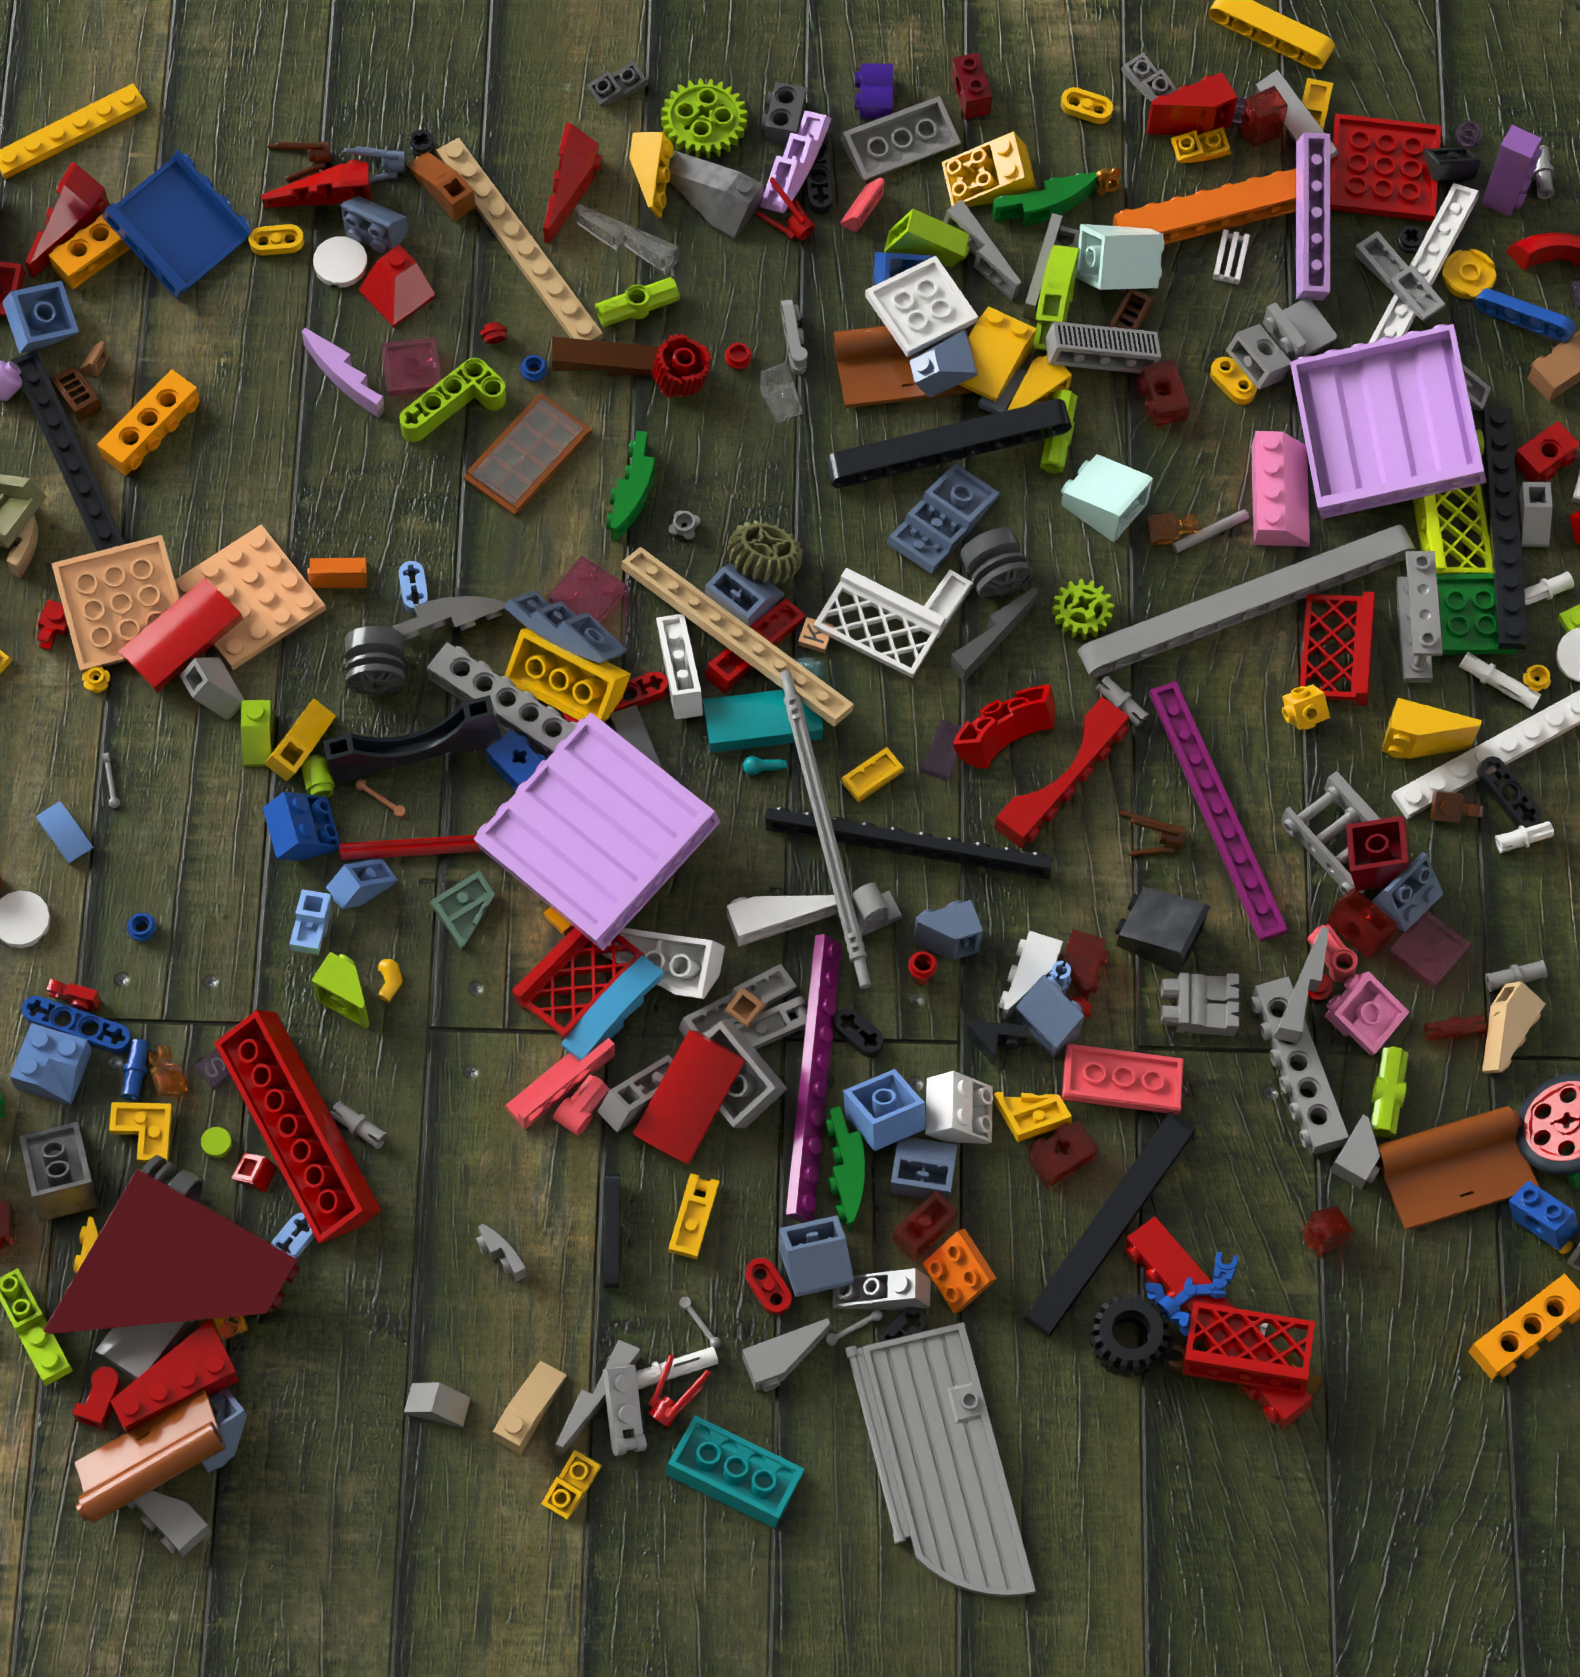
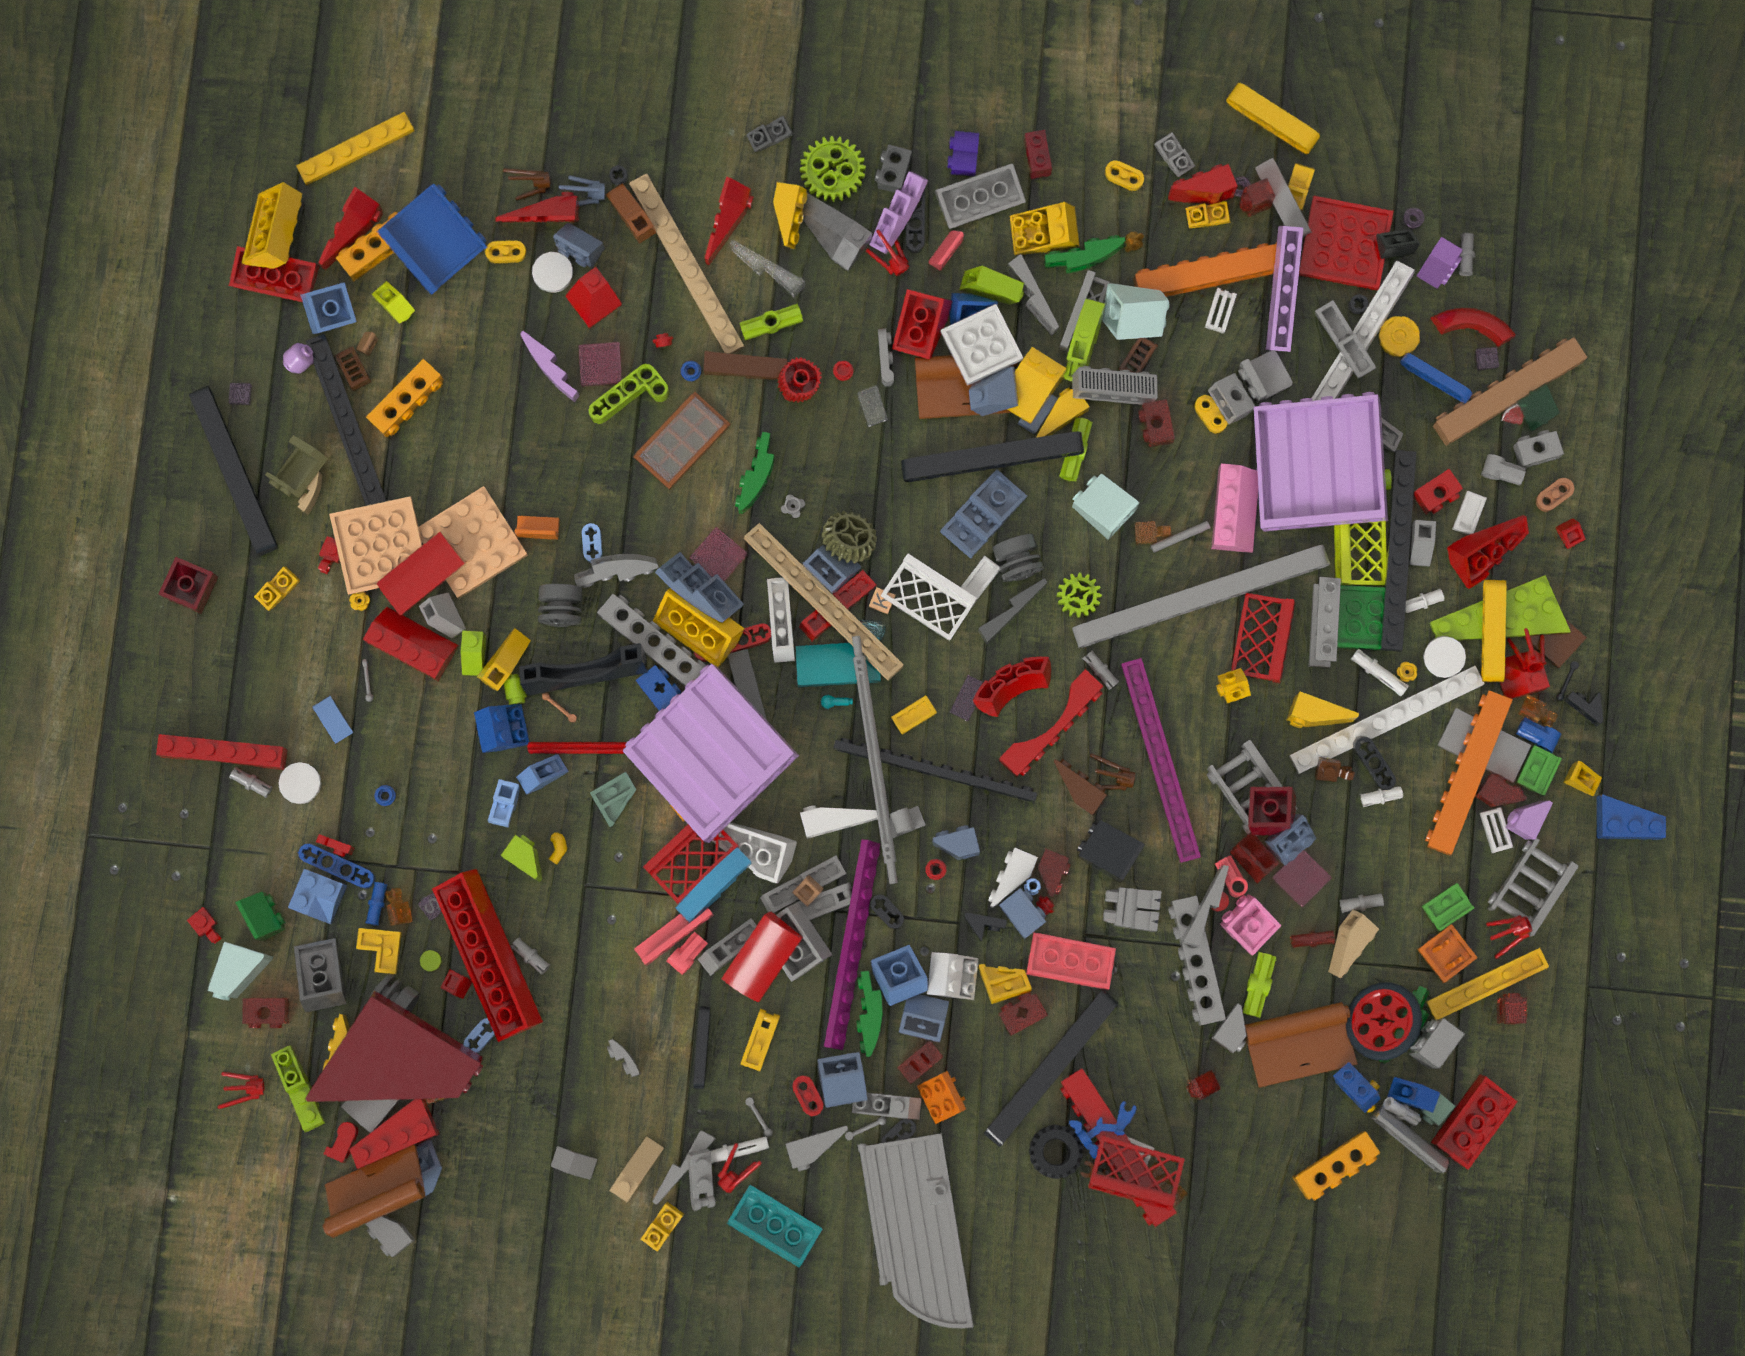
camera: 10 degrees right, 15 degrees up
(129, 307) = (393, 302): none -> neon yellow slope
(168, 729) = (410, 643): none -> red slope
(838, 287) = (921, 323): none -> red slope
(1117, 857) = (1084, 794): none -> reddish brown slope

